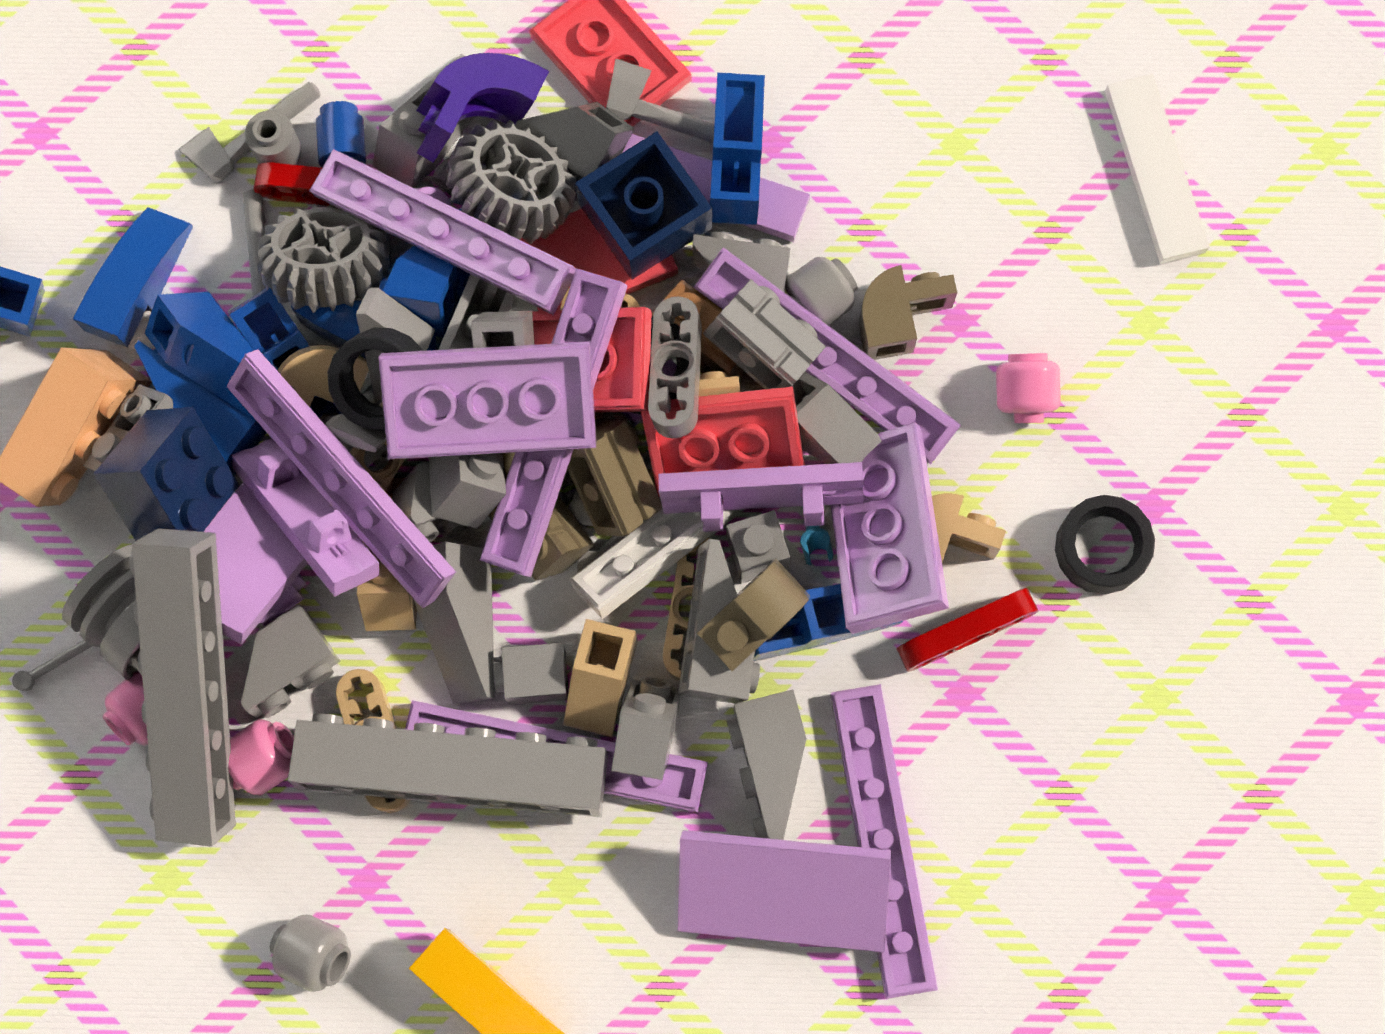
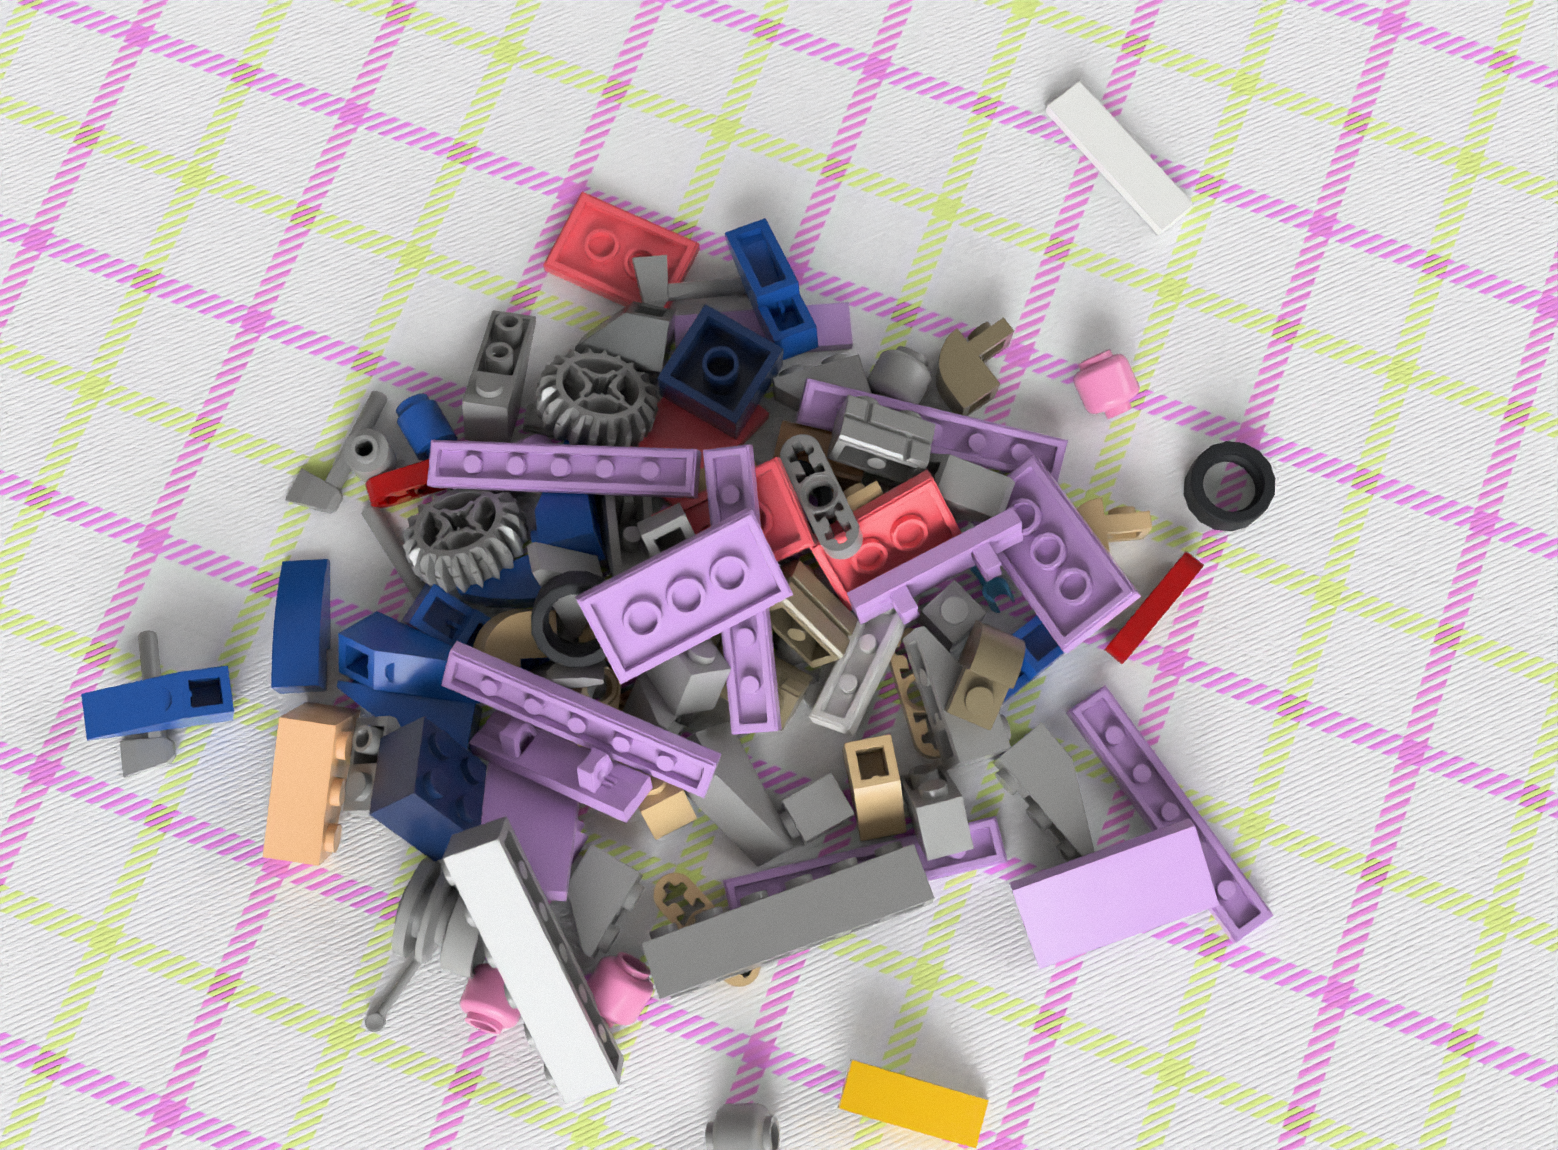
camera: 30 degrees left, 0 degrees up
(477, 85) = (530, 330): dark purple arch -> none

